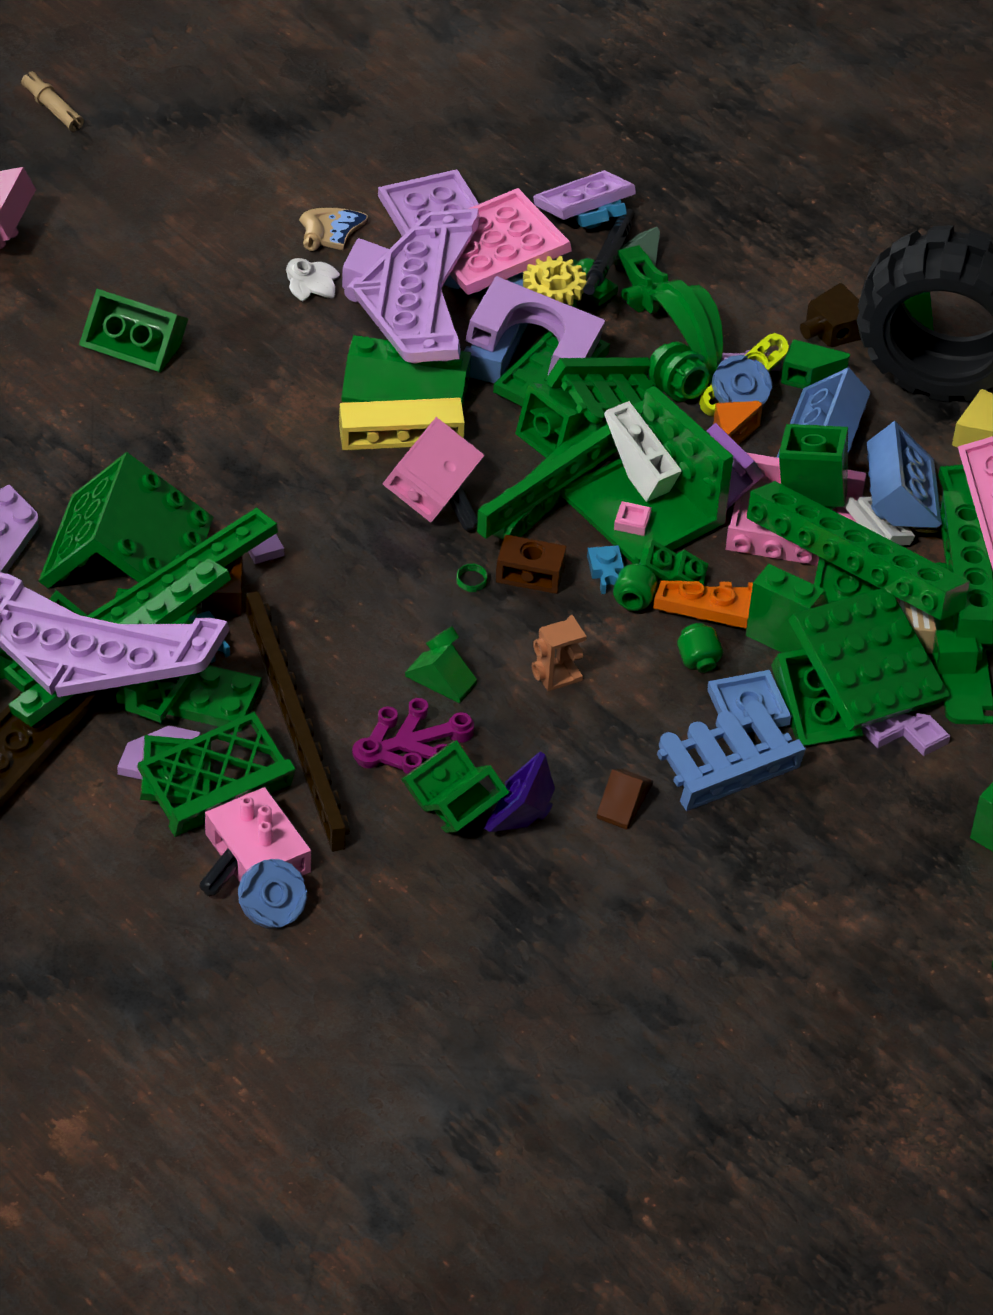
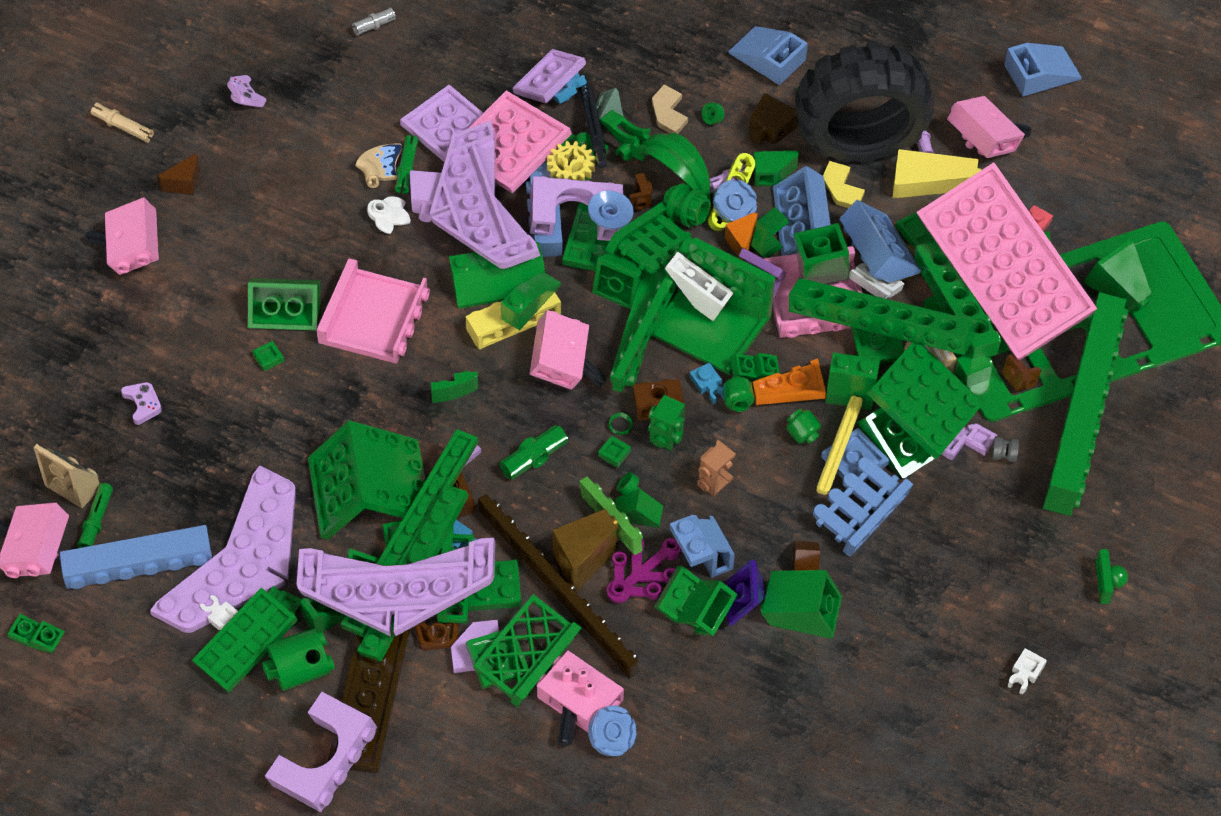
camera: 20 degrees left, 10 degrees up
(85, 380) = (268, 356): none -> green tile
(88, 172) = (181, 177): none -> reddish brown slope
(119, 725) = (437, 635): none -> reddish brown piece
(209, 110) = (243, 93): none -> lavender piece
(231, 371) = (372, 313): none -> bright pink panel
(296, 476) = (463, 384): none -> green slope
(345, 571) = (533, 452): none -> green piece
(350, 684) = (585, 546): none -> pearl gold slope
(364, 231) = (406, 164): none -> green pin
(401, 663) = (594, 496): none -> bright green plate
(404, 84) = (373, 21): none -> light grey pin
(418, 403) = (528, 299): none -> green slope
(446, 602) = (614, 451): none -> green plate
(492, 716) = (701, 541): none -> medium blue piece
(525, 586) = (667, 423): none -> green brick
(571, 336) = (611, 203): none -> medium blue dish
(594, 834) = (802, 602): none -> green slope
(629, 348) = (642, 197): none -> reddish brown bracket
(632, 518) = (710, 338): bright pink tile -> none
(710, 268) = (663, 105): none -> tan tile
(732, 678) = (839, 445): none -> light yellow axle
(760, 437) = (763, 240): none -> green tile
(767, 289) = (713, 113): none -> green tile
(850, 1004) = (1027, 668): none -> white plate
(864, 241) = (771, 52): none -> medium blue slope
(886, 408) = (835, 179): none -> light yellow tile
(951, 753) = (999, 449): none -> dark grey wheel

